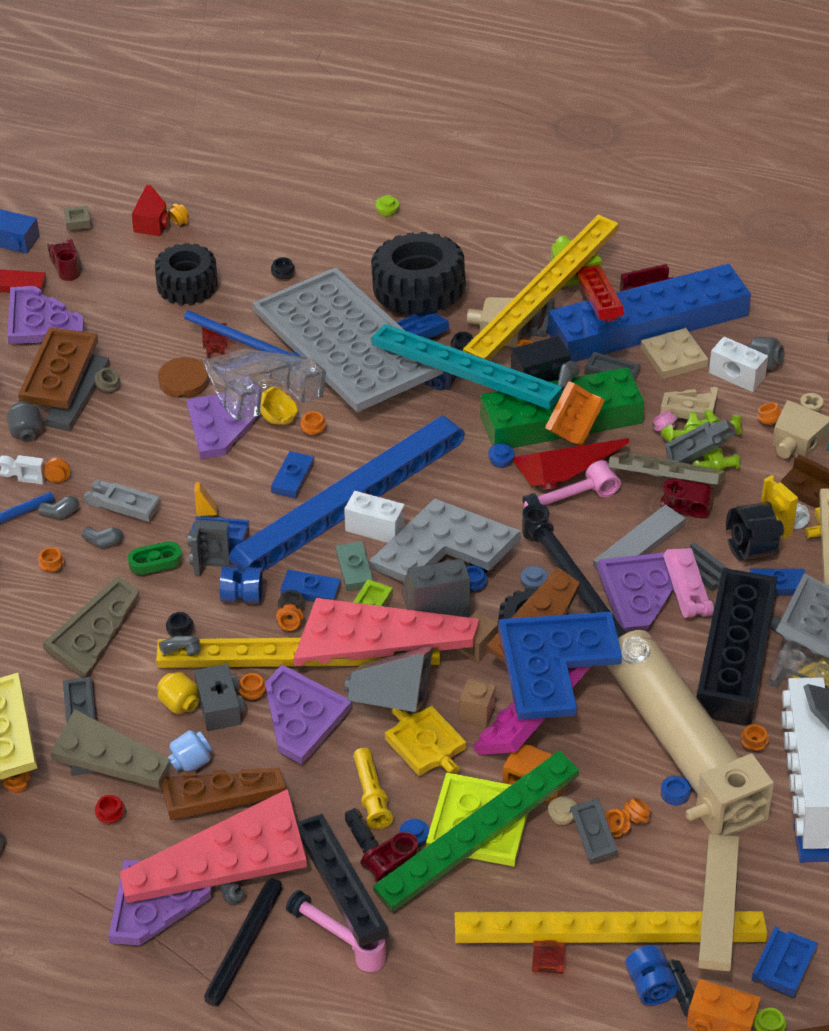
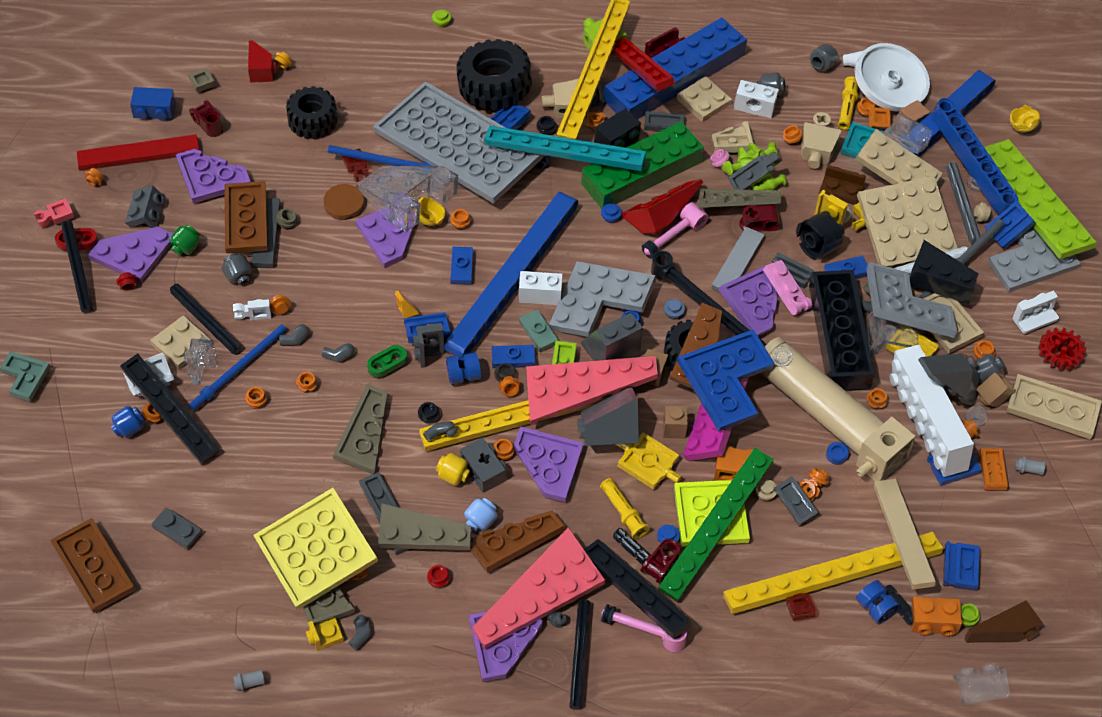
camera: 20 degrees left, 10 degrees up
(123, 500) = (341, 318): light grey hinge -> none
(282, 268) = (383, 90): black plate -> none
(567, 373) = (643, 137): dark grey arm -> none
(574, 414) = (661, 170): orange bracket -> none

